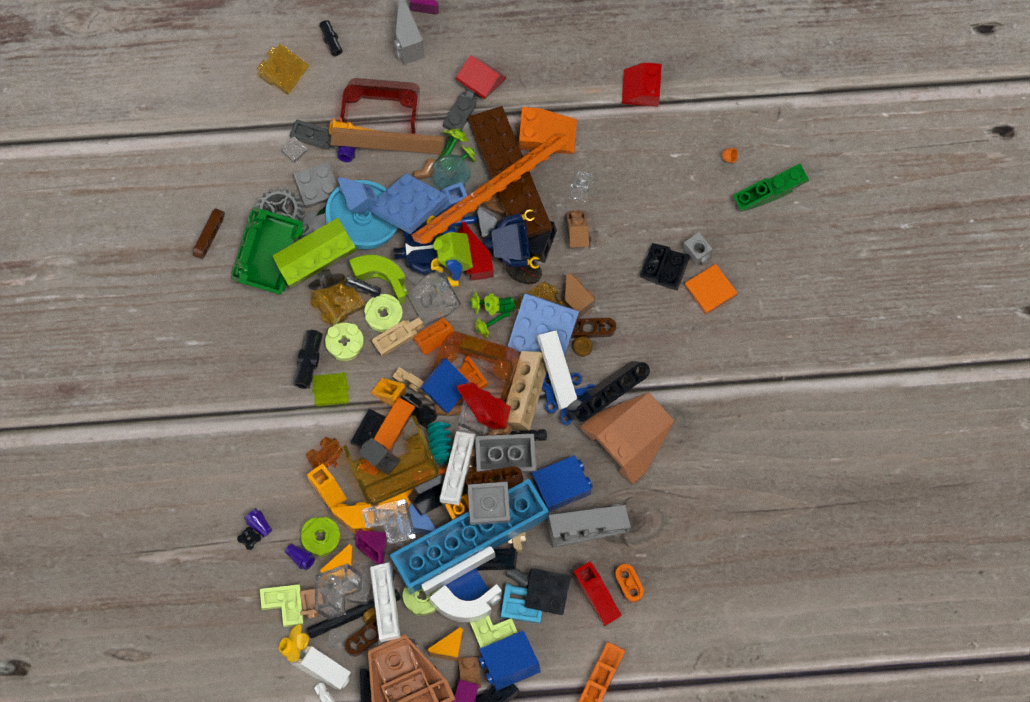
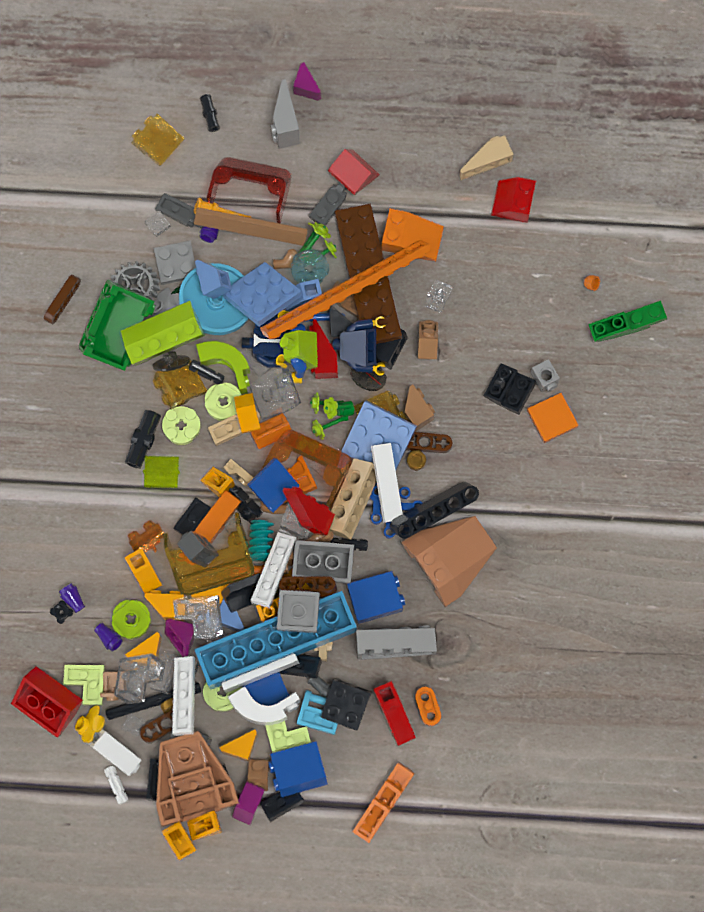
camera: 10 degrees right, 5 degrees up
(246, 628) = (46, 701): none -> red slope
(409, 320) = (247, 413): none -> light orange slope
(615, 45) = (491, 155): none -> tan slope

